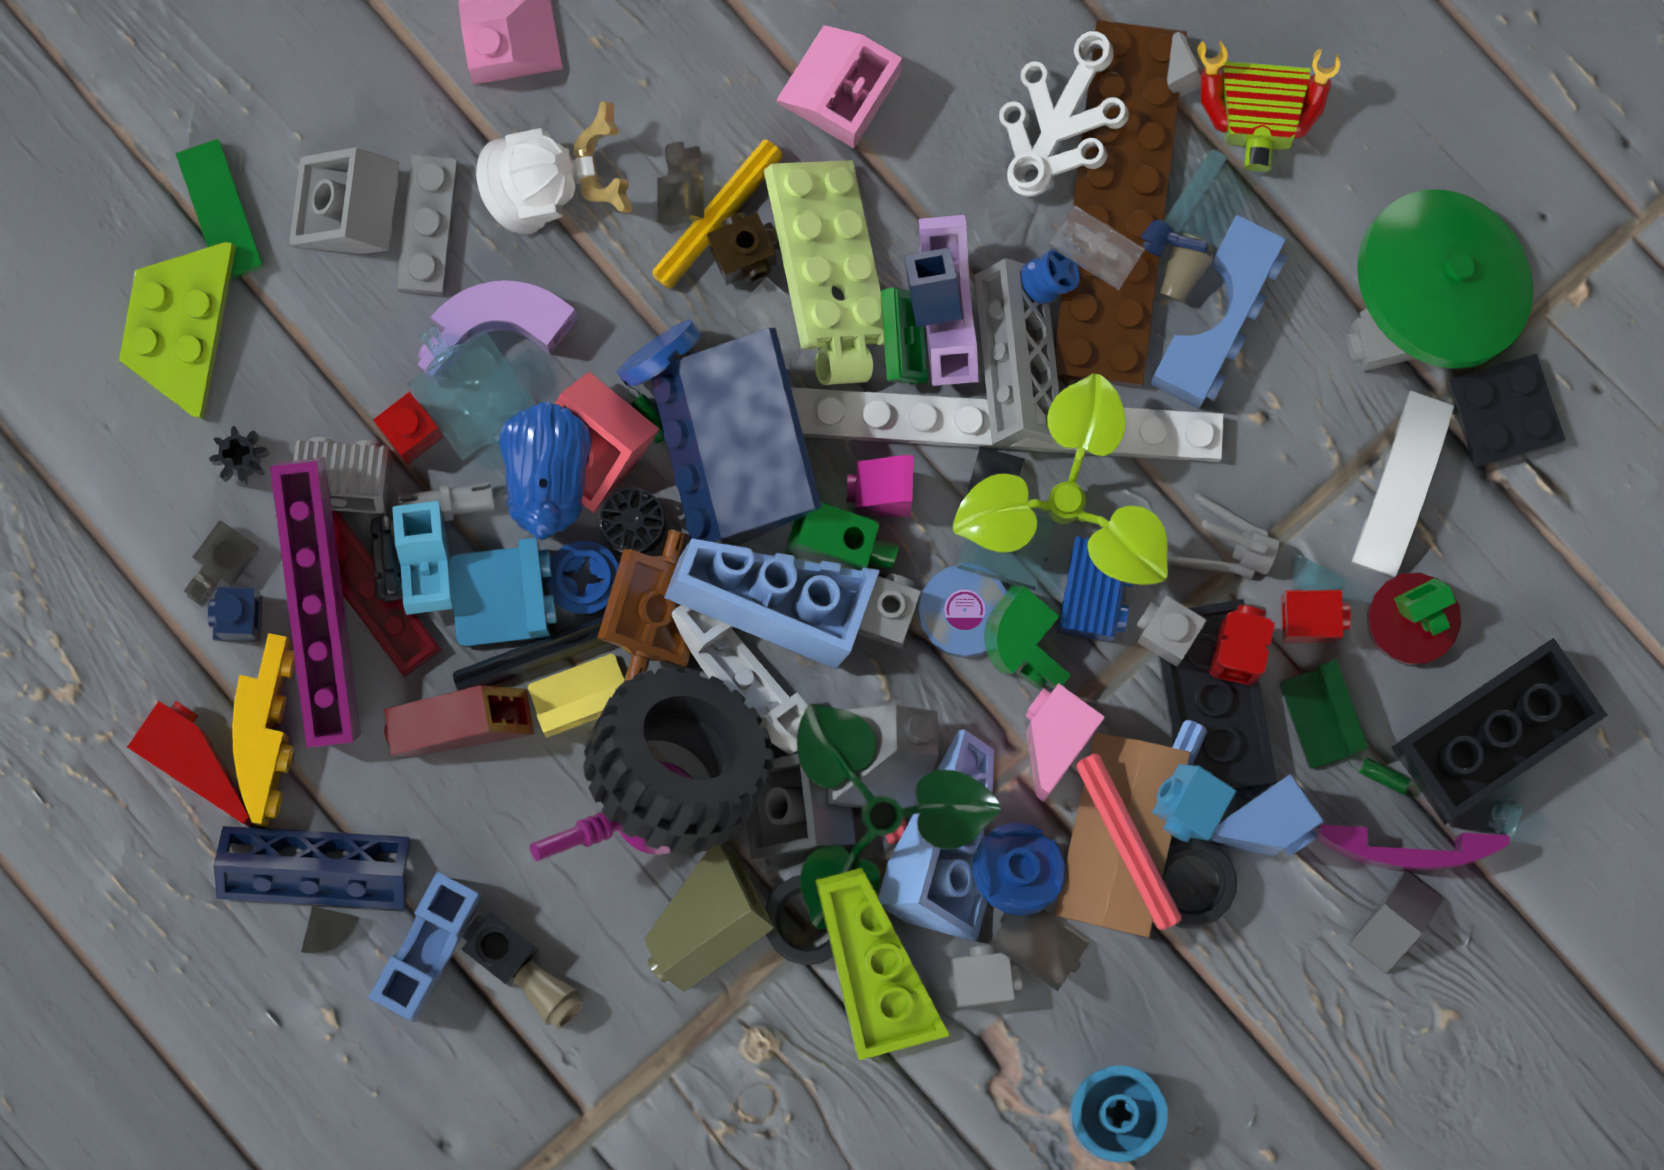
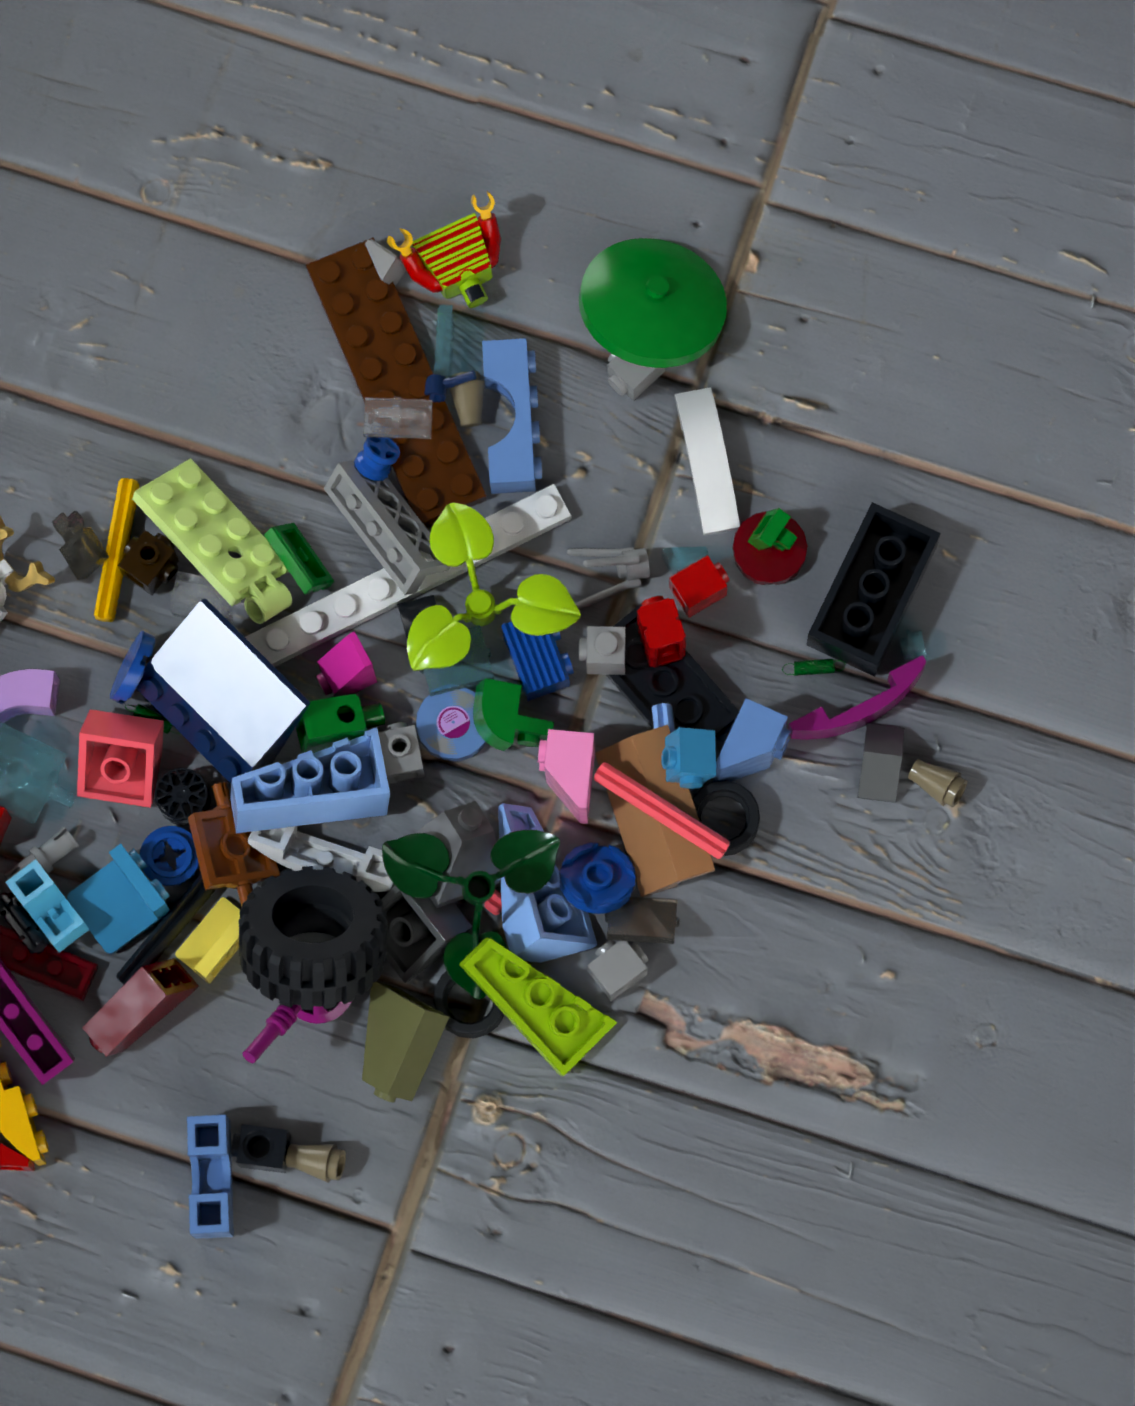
camera: 25 degrees left, 5 degrees down
(310, 875) = (97, 1175): dark blue fence -> none
(327, 930) = (132, 1209): clear smoke tile -> none
(545, 467) = (97, 792): blue hair -> none
(841, 83) = (151, 409): bright pink slope -> none
(933, 287) = (299, 509): dark blue brick -> none
(951, 343) = (314, 515): lavender arch -> none
(1059, 122) = (321, 348): white plant -> none
(1139, 1097) = (775, 985): dark azure brick -> none
(1323, 715) = (747, 649): dark green panel -> none
(1445, 982) = (939, 782): none -> dark tan cone
(1505, 411) = (749, 370): black plate -> none

